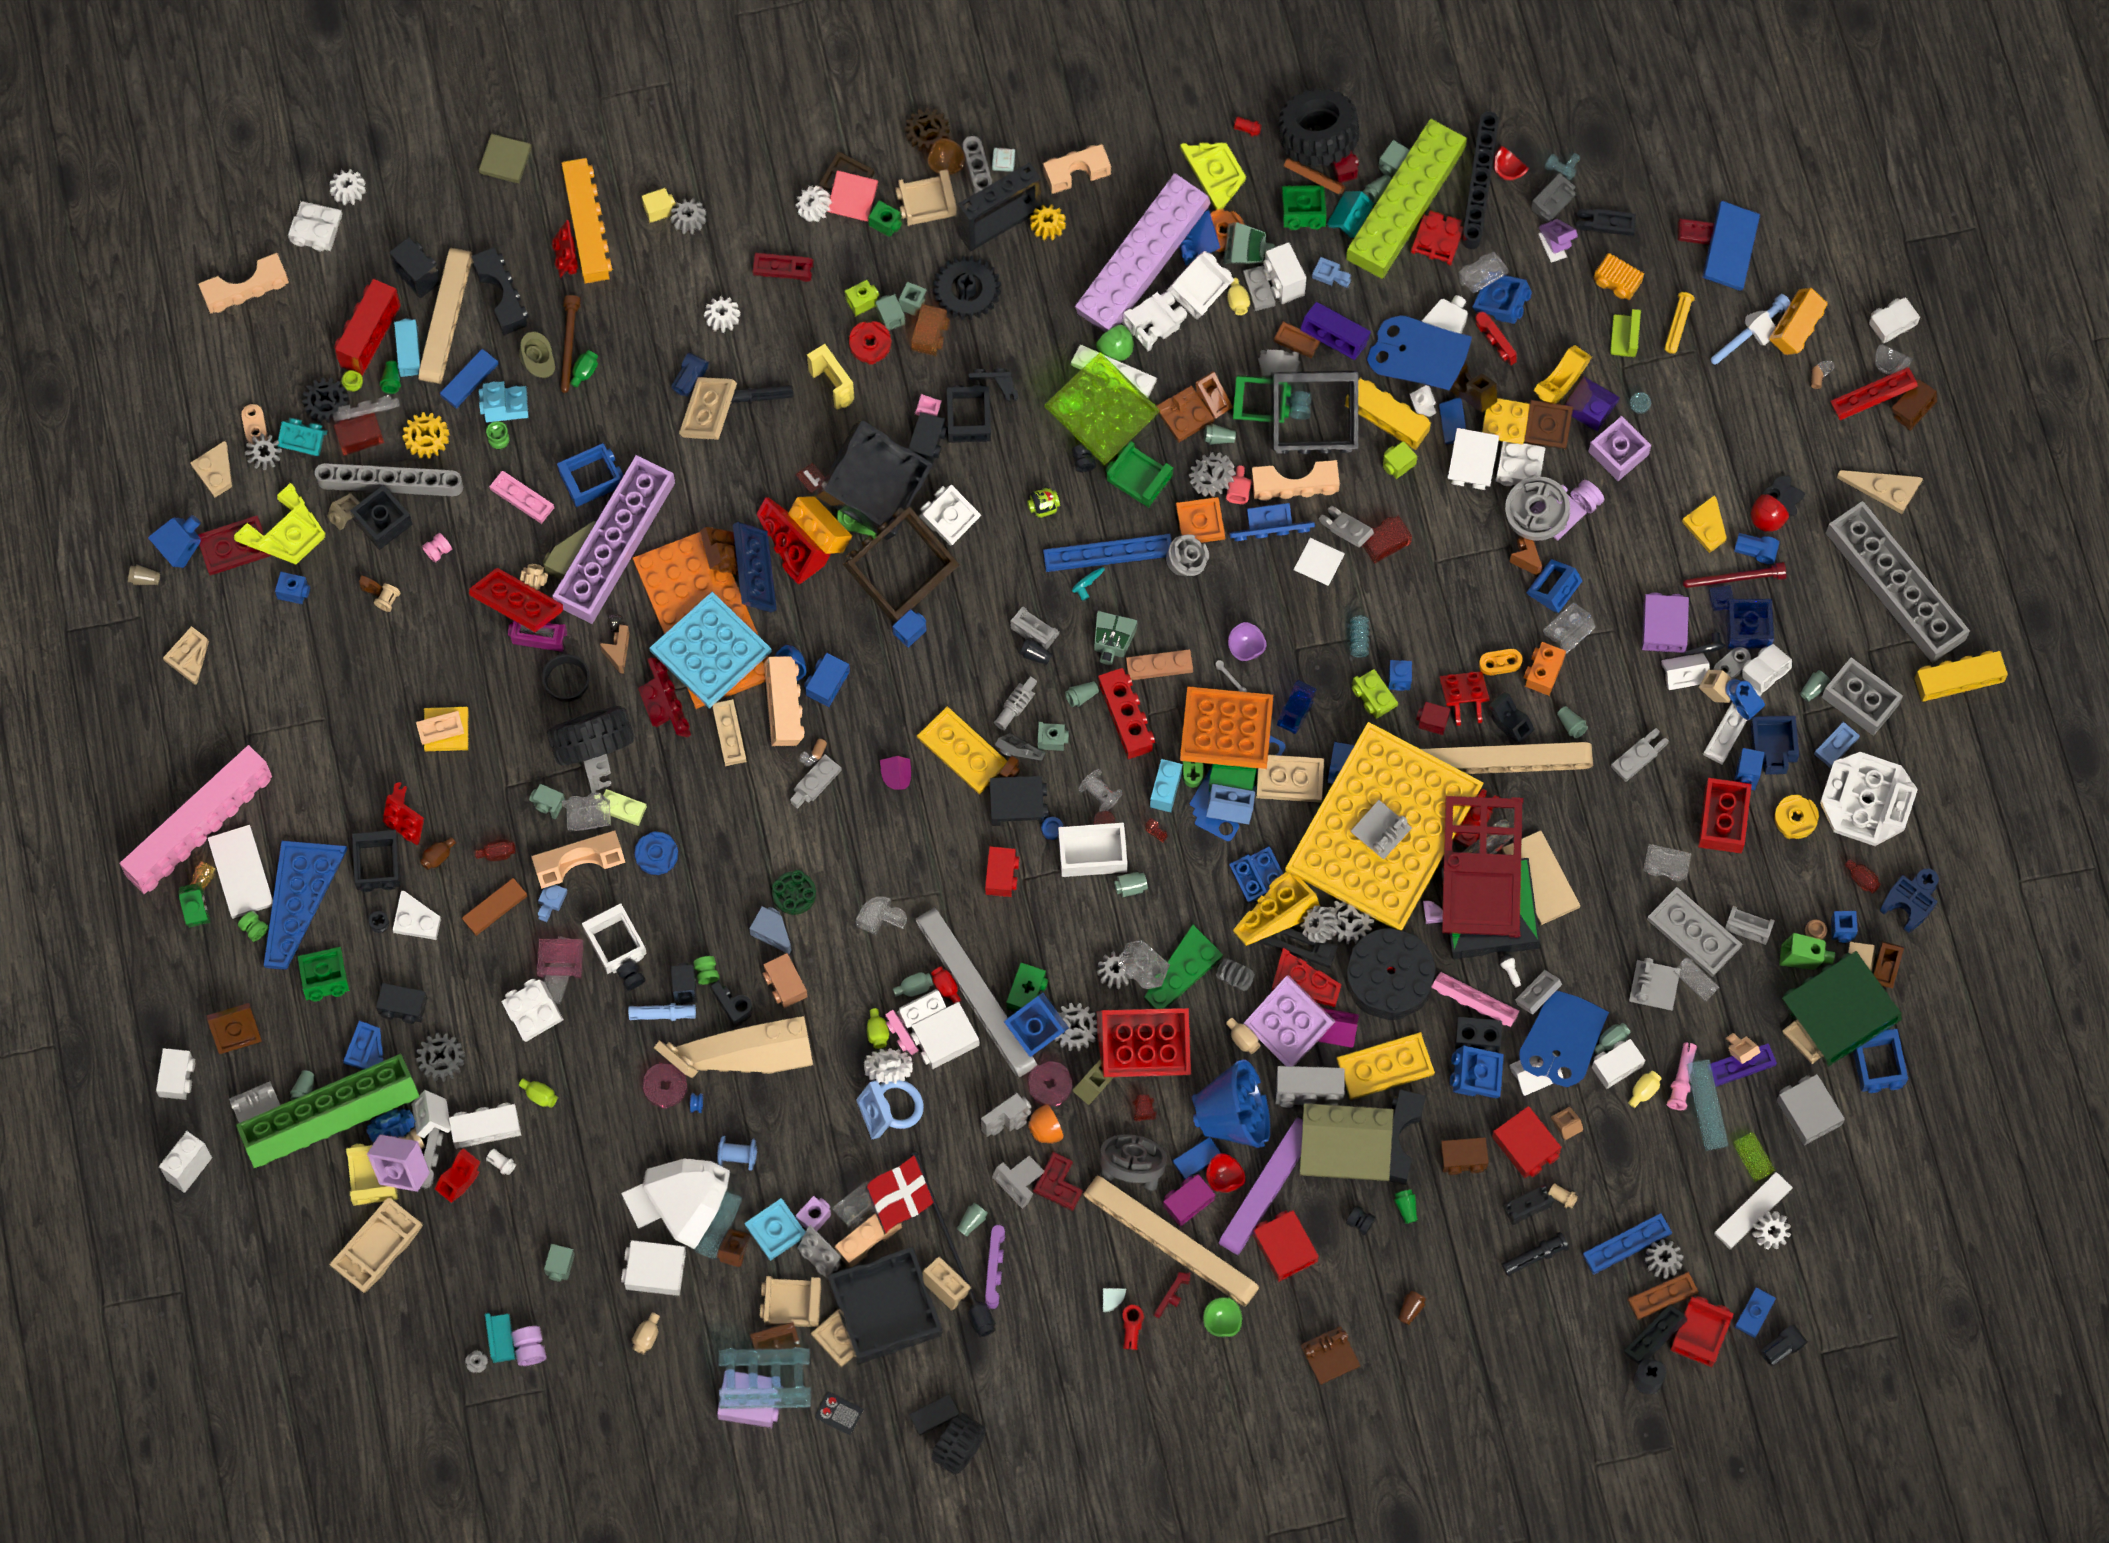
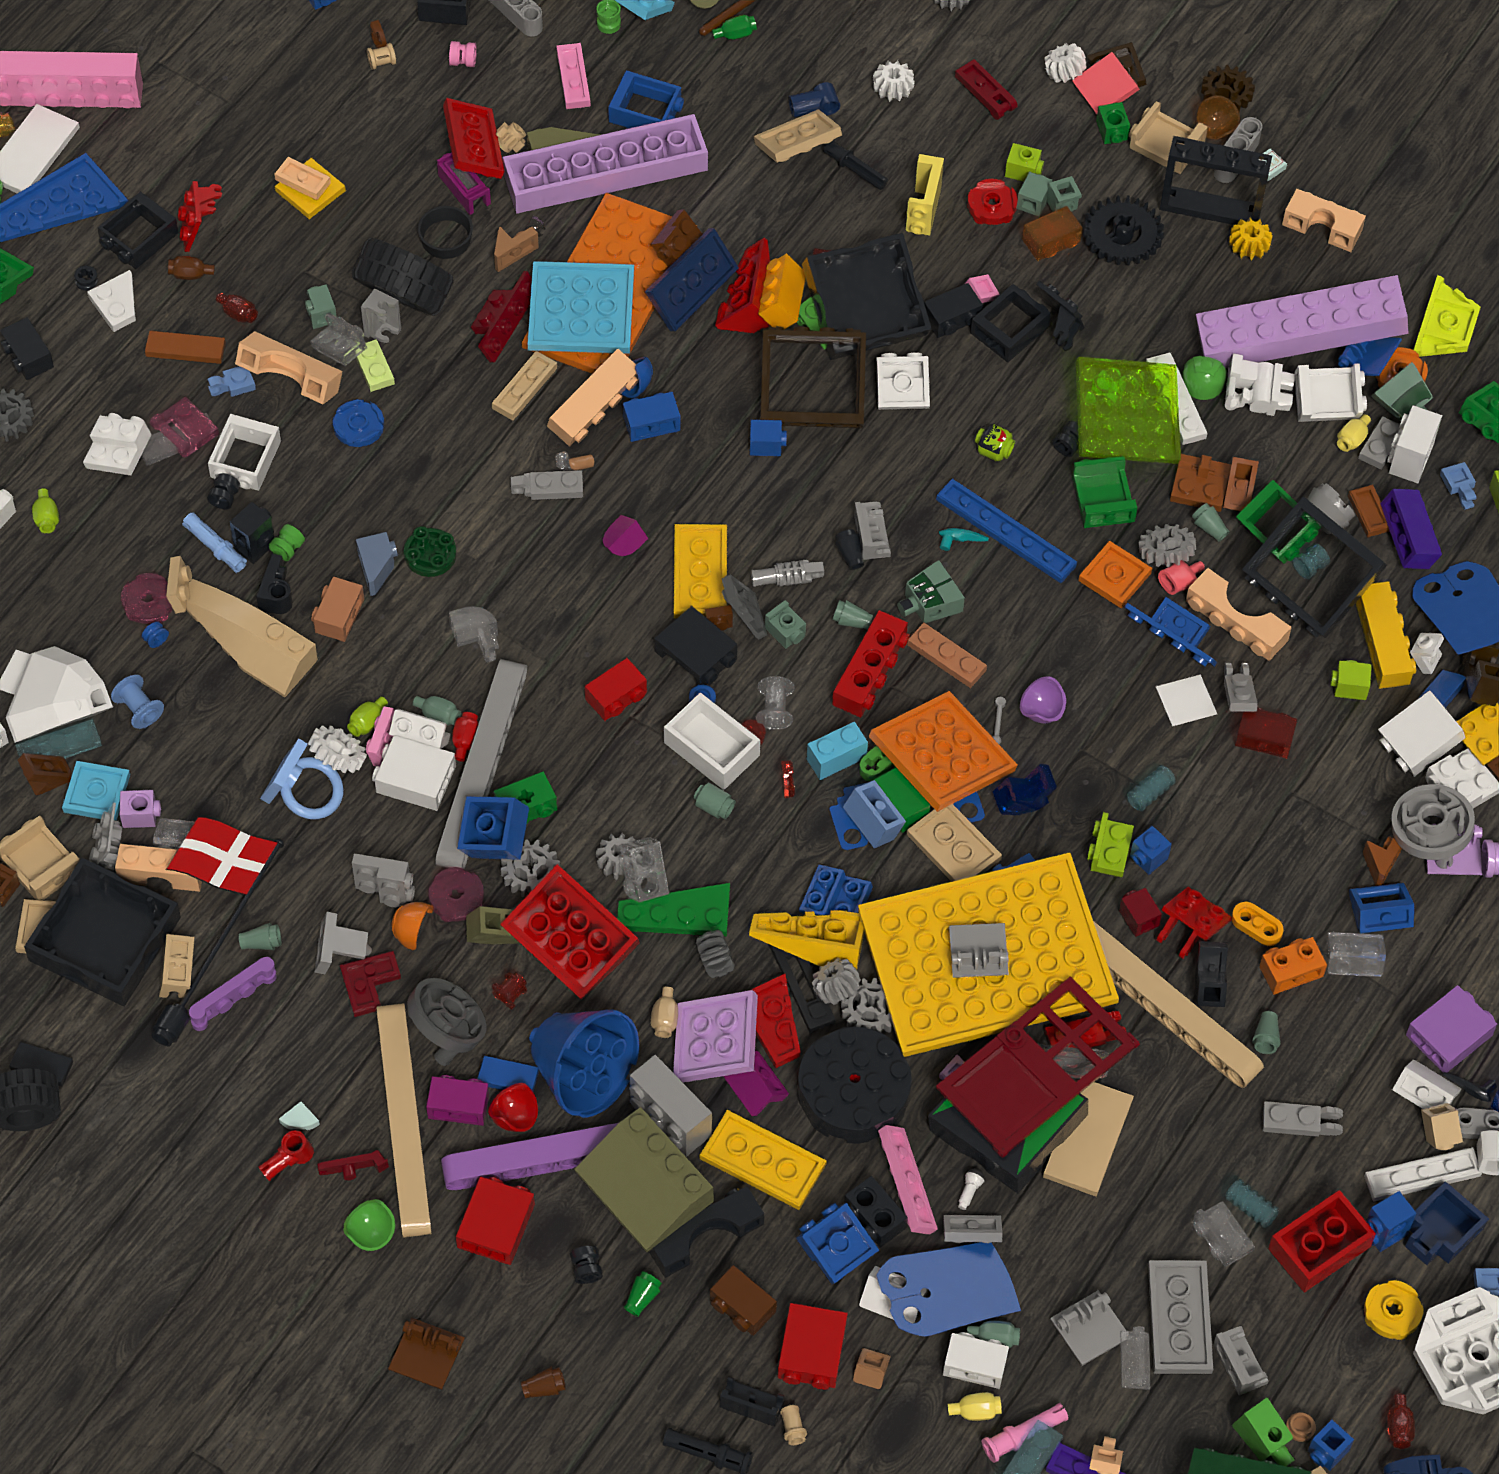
camera: 45 degrees right, 10 degrees down
(1187, 556) = (1068, 586): light grey cone -> none
(1665, 830) = (1252, 1203): none -> clear light blue piece
(1744, 698) = (1454, 1162): blue piece -> none

